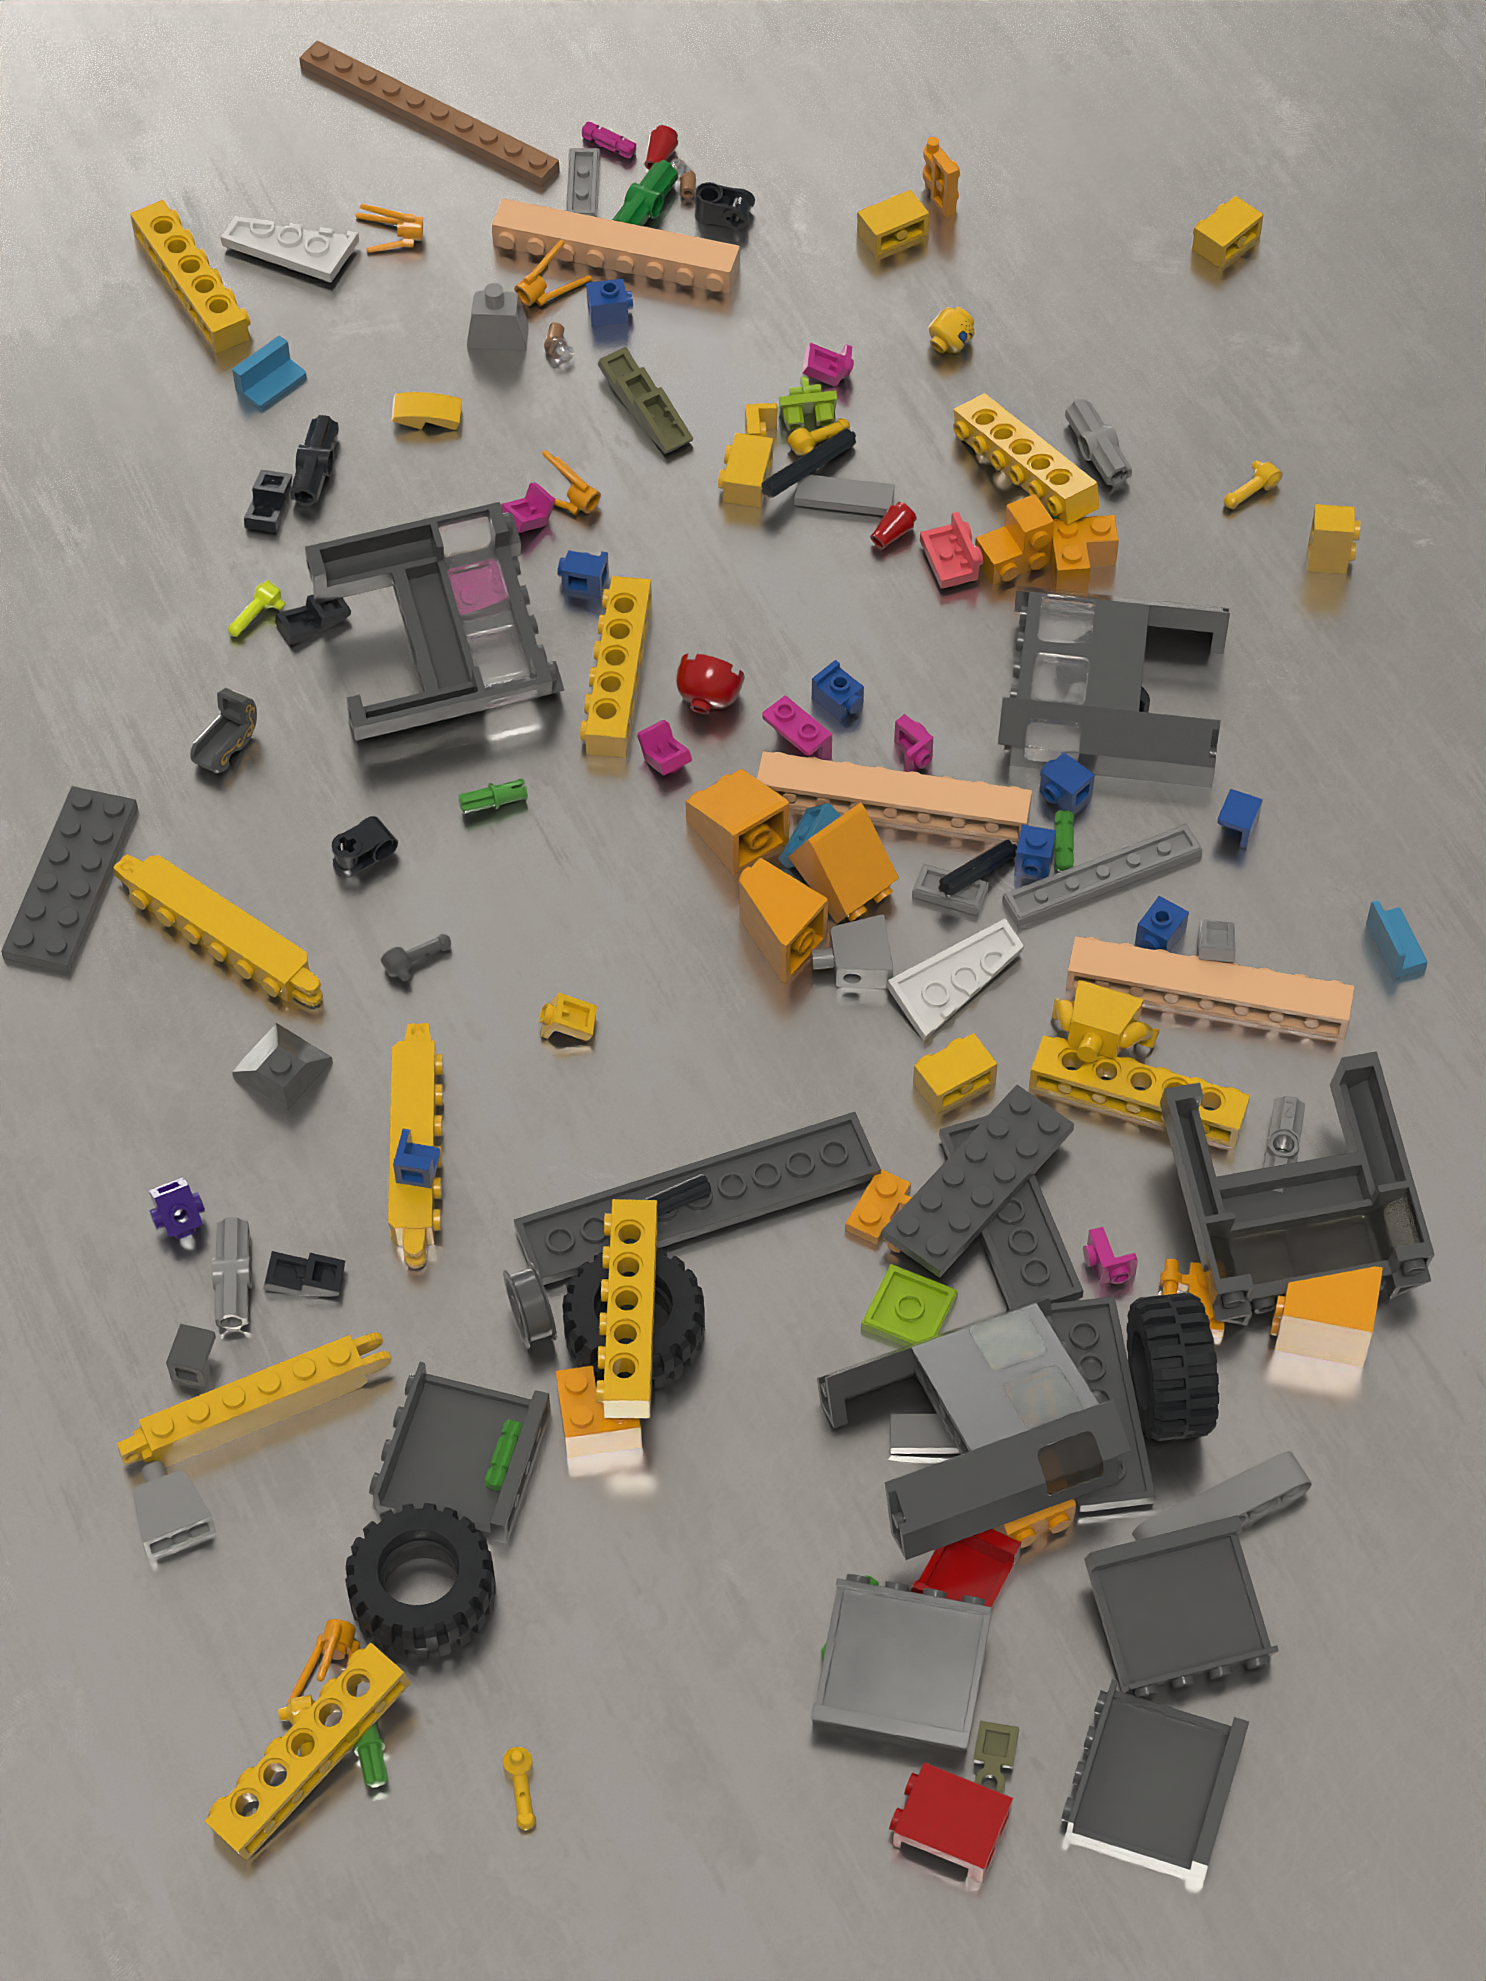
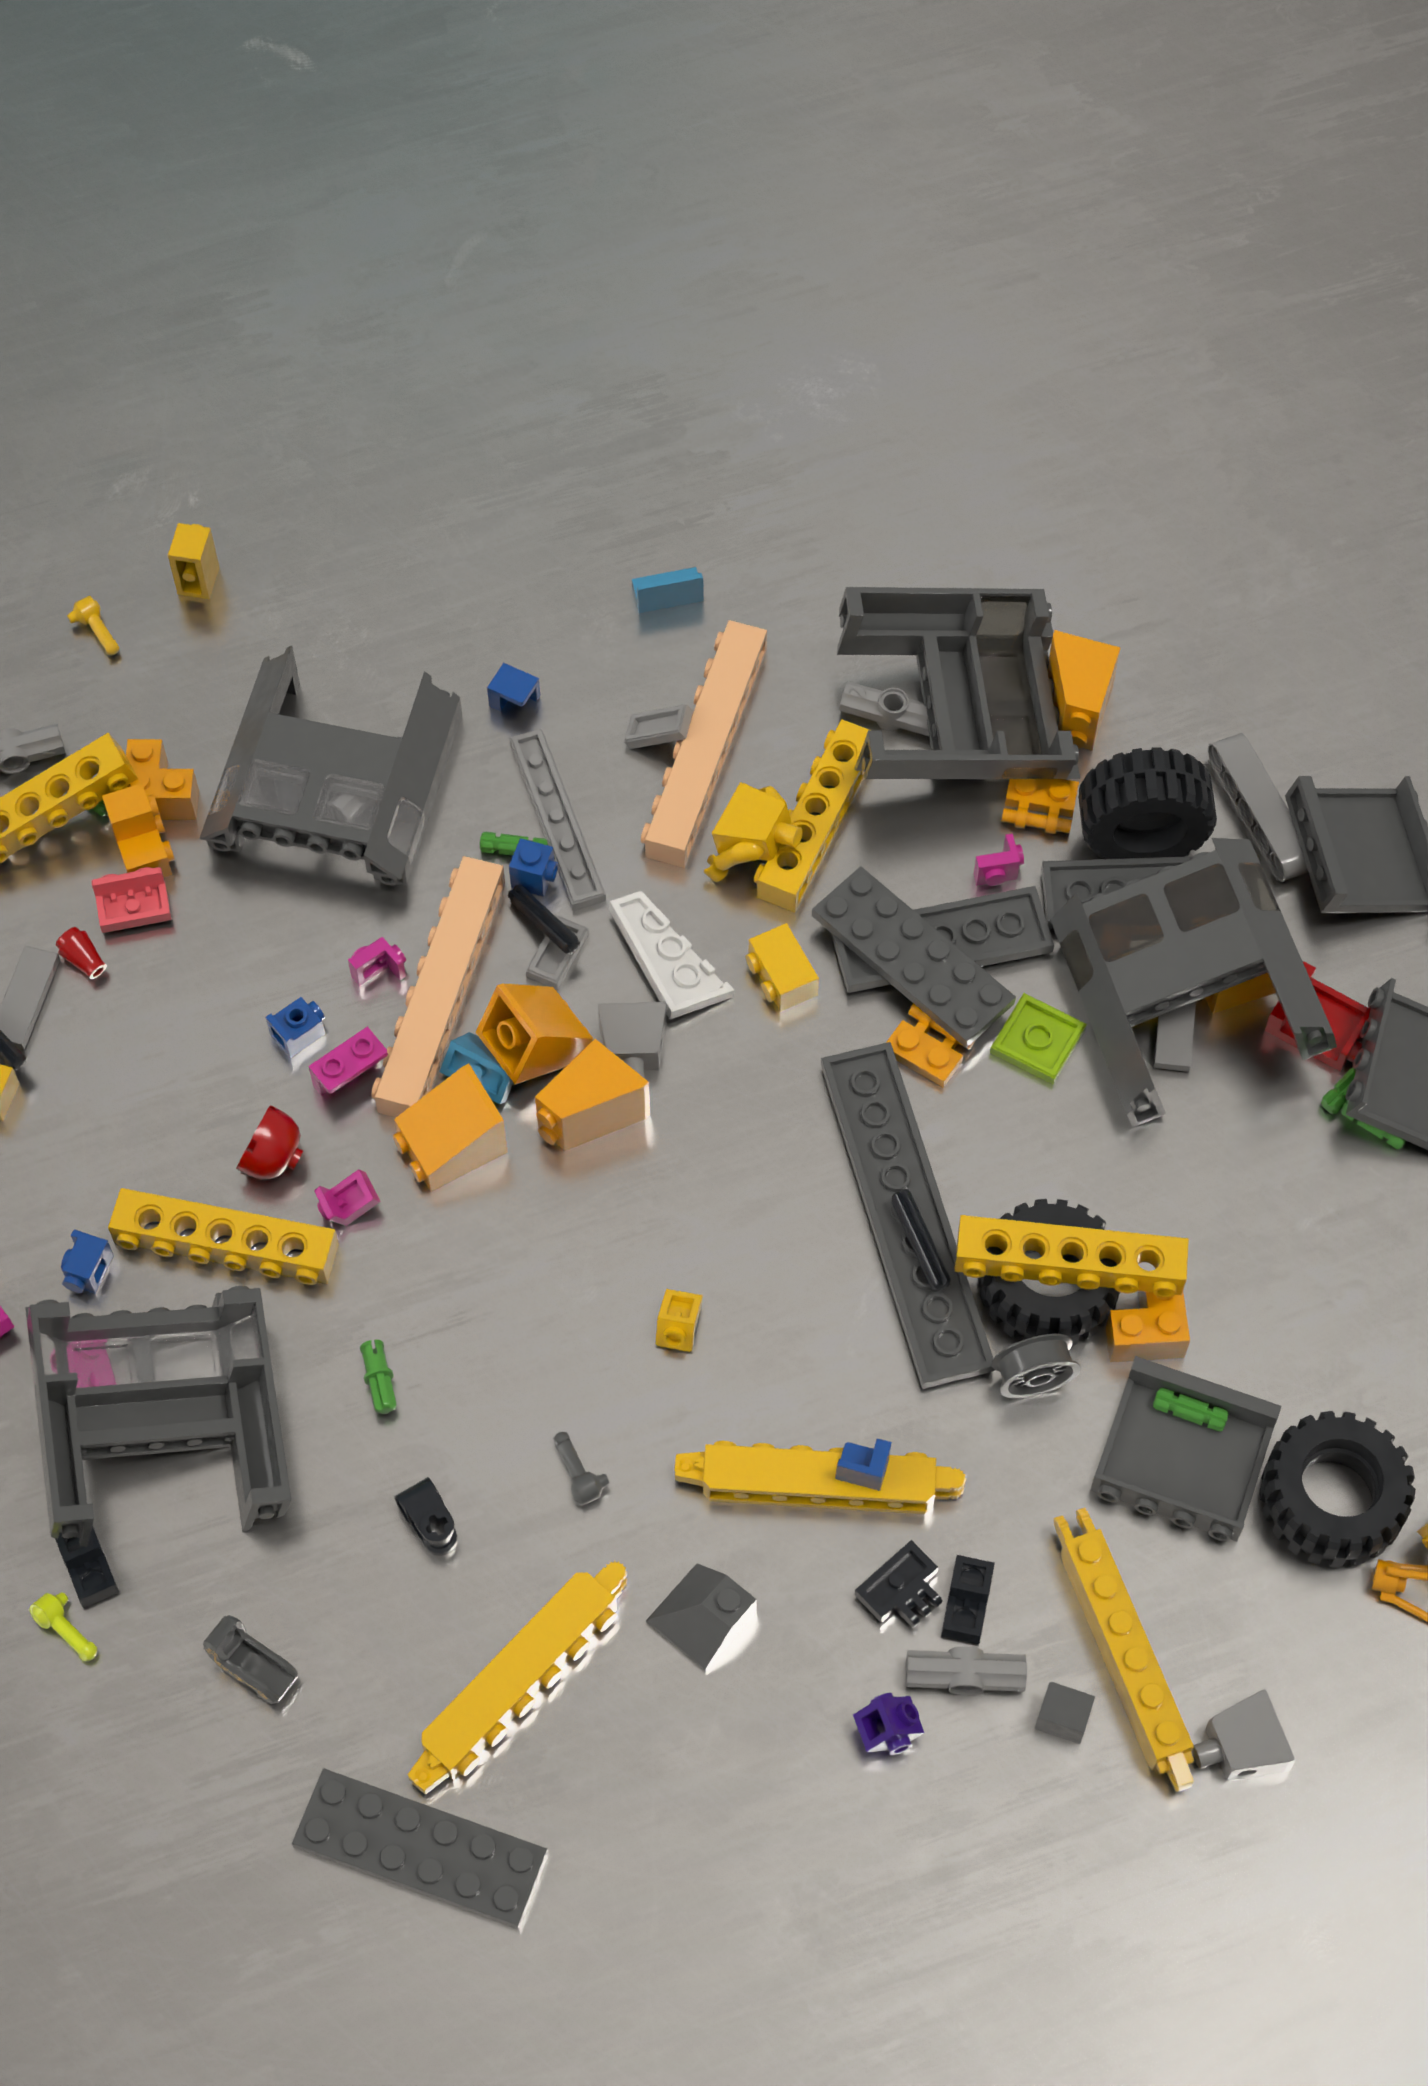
camera: 85 degrees left, 5 degrees up
(312, 1217) = (901, 1586): none -> black hinge
(1066, 782) = (447, 832): blue brick -> none
(1161, 926) = (633, 772): blue brick -> none

